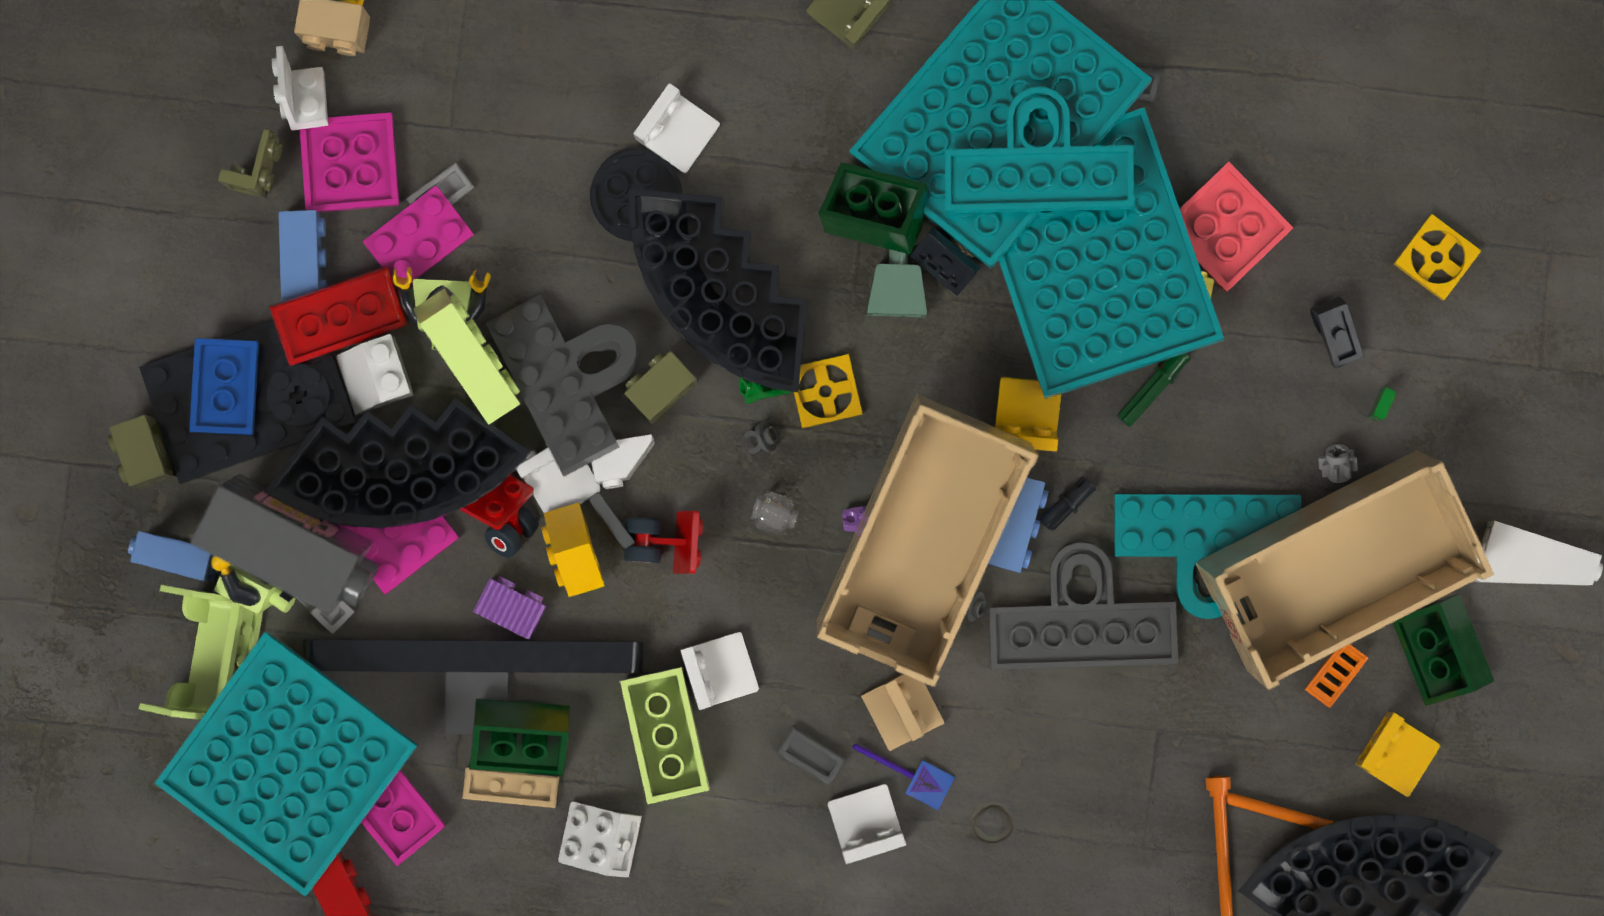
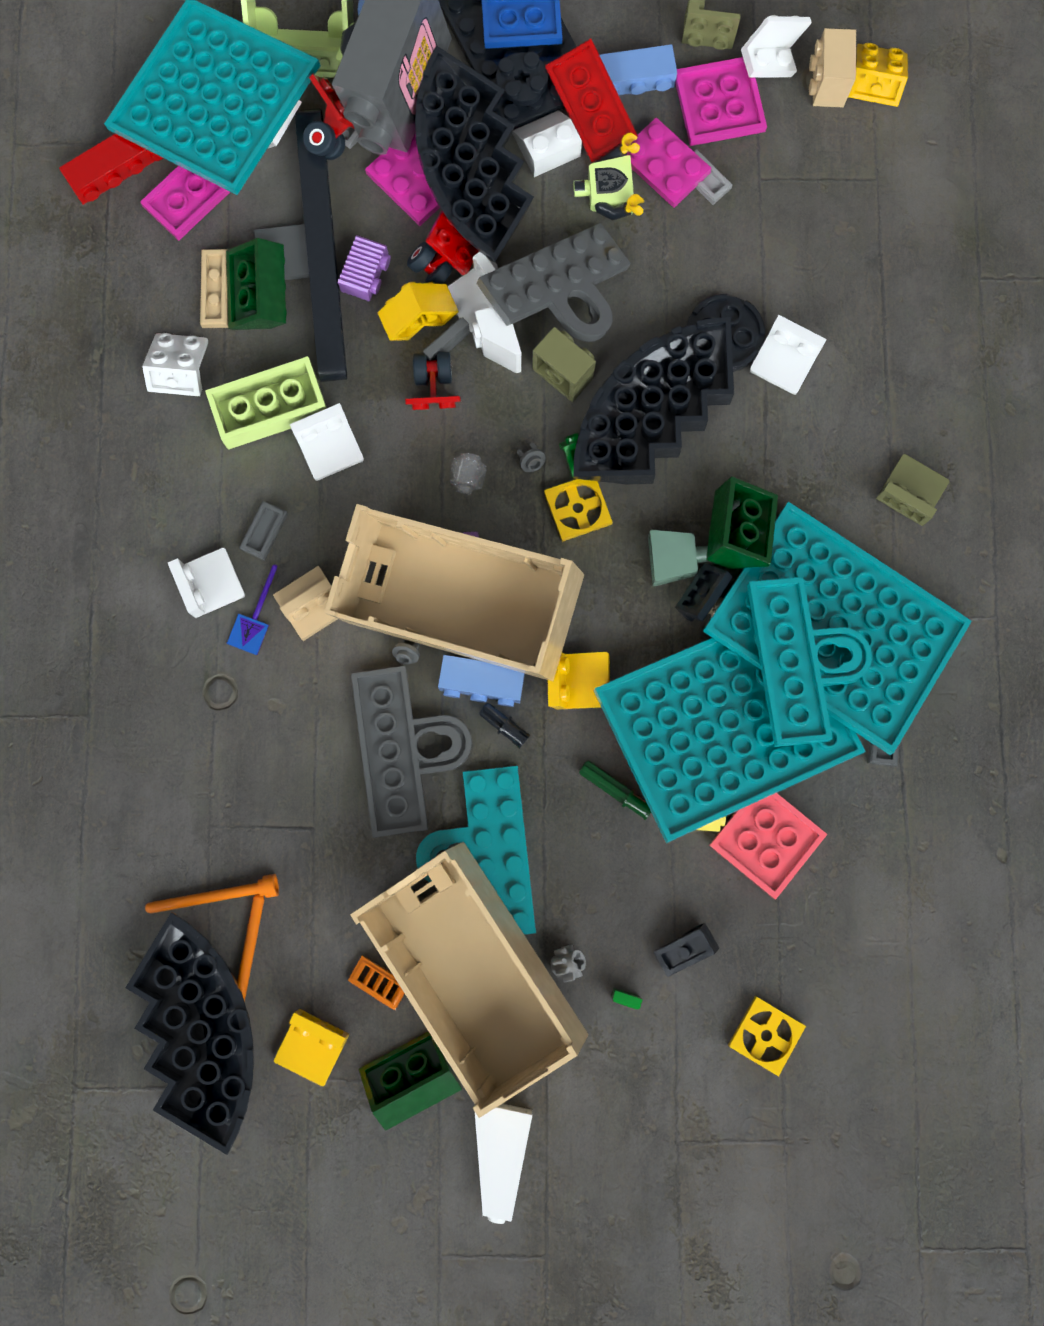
camera: 85 degrees right, 5 degrees down
(347, 632) = (327, 136): none -> plate
(463, 350) = (570, 197): yellowish green brick -> none

